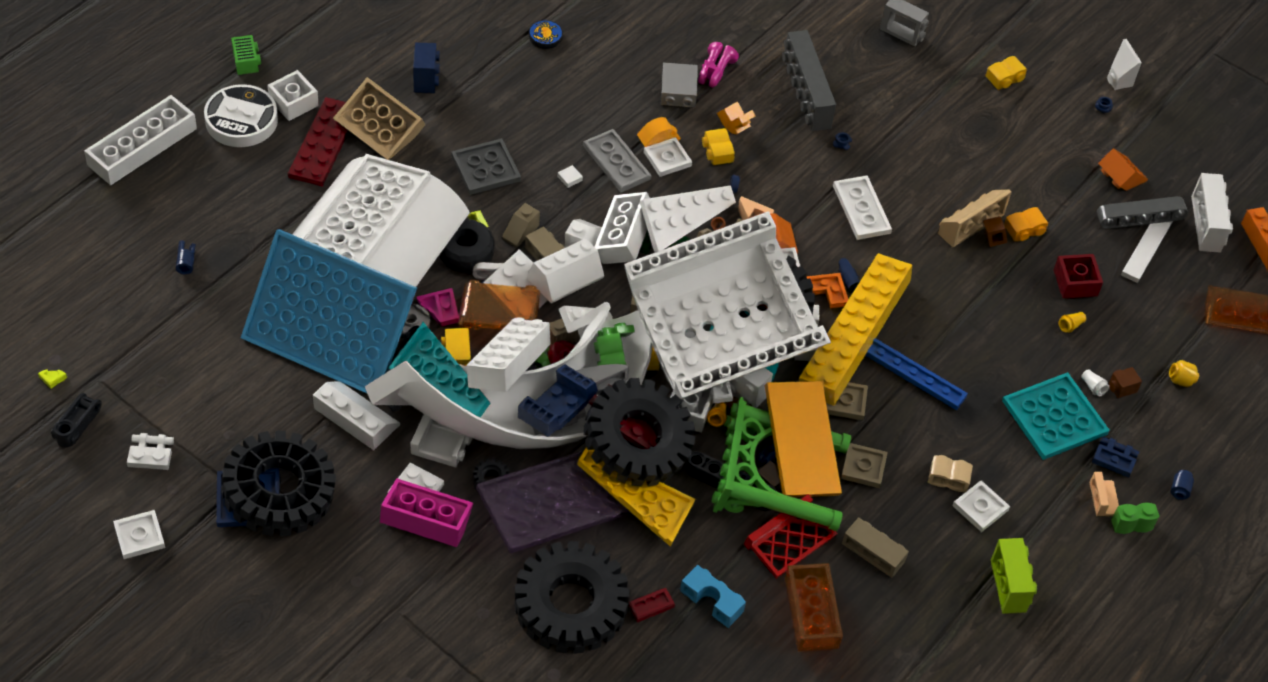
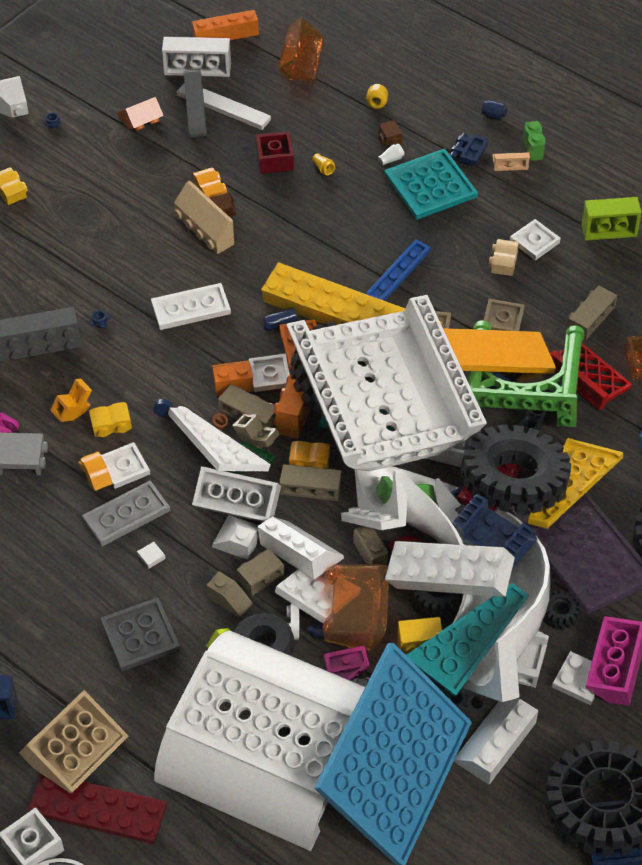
camera: 85 degrees left, 0 degrees up
(749, 208) = (202, 393): light nougat slope -> none

